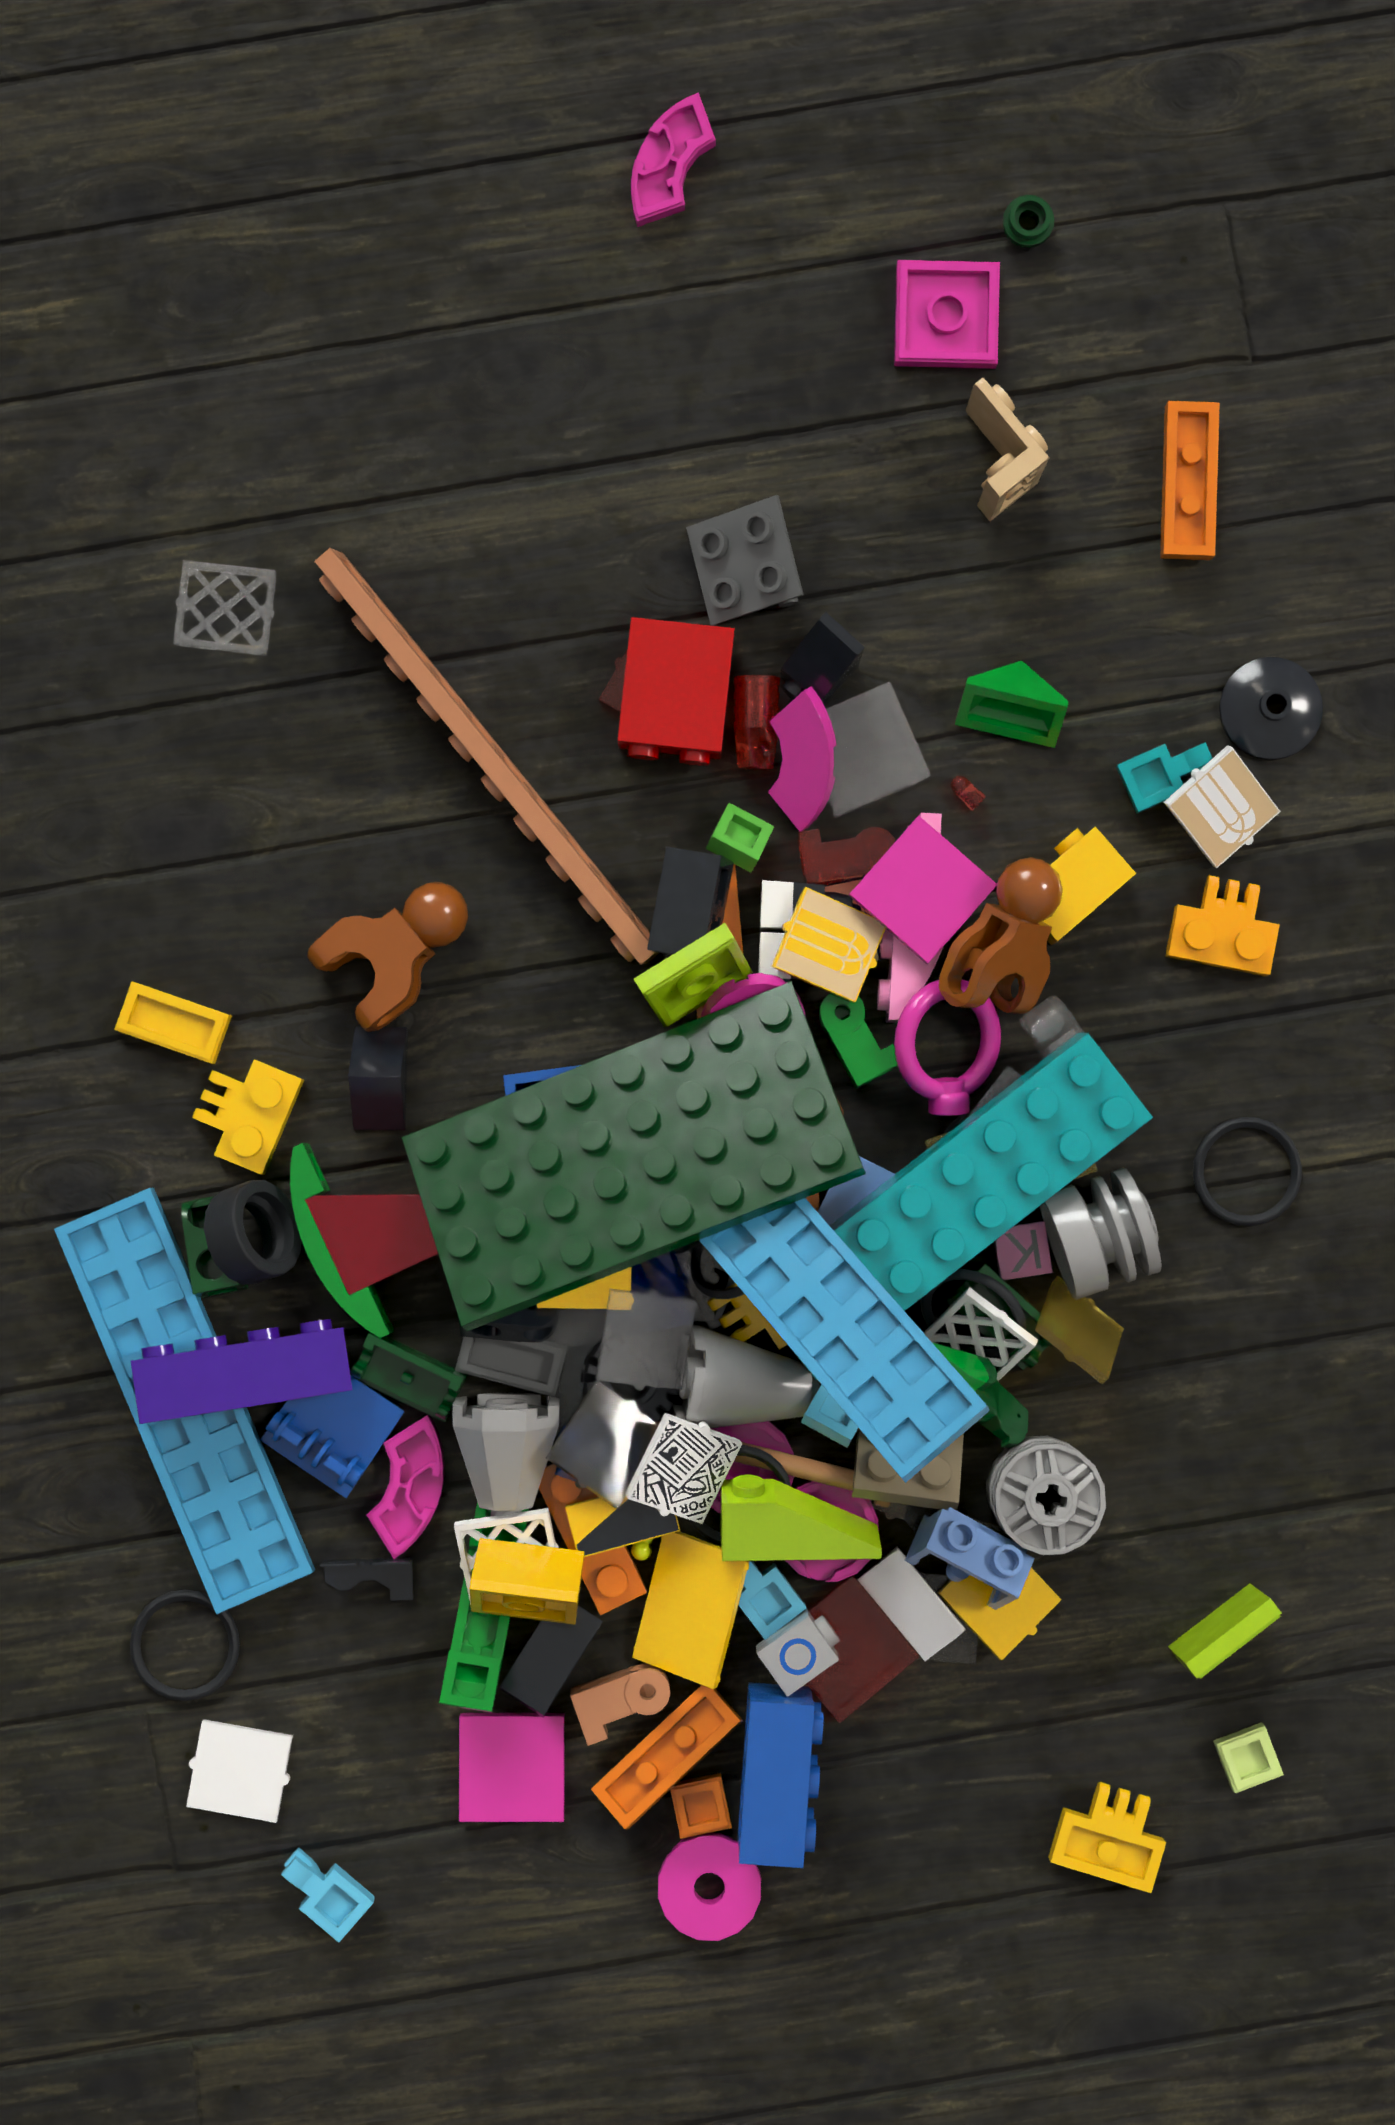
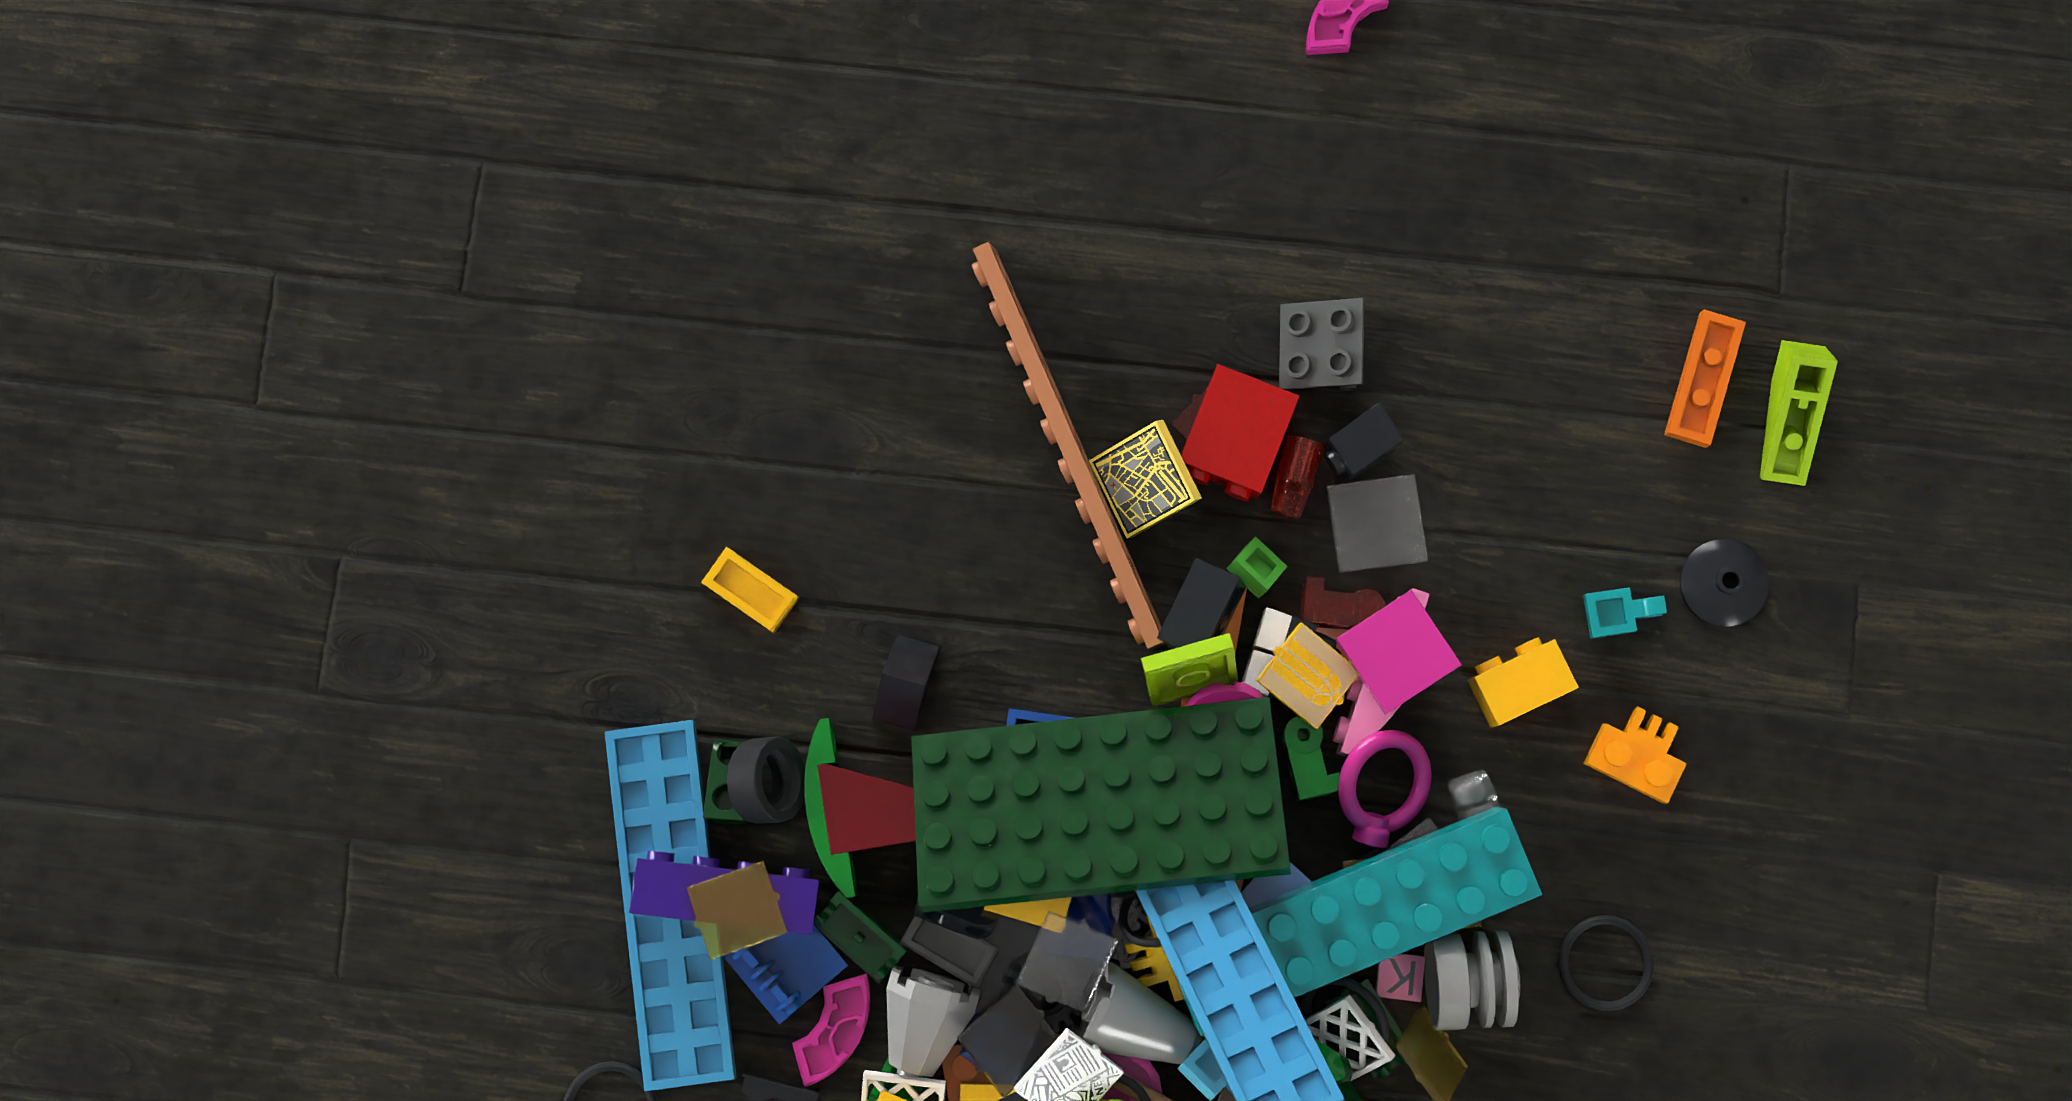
camera: 20 degrees right, 5 degrees down
(228, 571) = (856, 255): clear window -> none
(251, 1114) = (792, 682): yellow hinge -> none
(259, 1386) = (736, 910): none -> clear yellow piece
(396, 948) = (950, 579): dark orange piece -> none
(585, 772) = (1145, 479): none -> tile
(807, 759) = (1330, 517): dark pink tile -> none
(946, 314) = (1539, 191): dark pink tile -> none
(967, 792) = (1454, 582): clear red piece -> none
(1006, 942) = (1456, 714): dark orange piece -> none
(1013, 704) = (1512, 521): green slope -> none
(1019, 446) = (1572, 313): tan bracket -> none
(1028, 206) = (1628, 123): dark green plate -> none
(1222, 806) = (1663, 652): piece -> none
(1301, 489) = (1796, 410): none -> lime slope

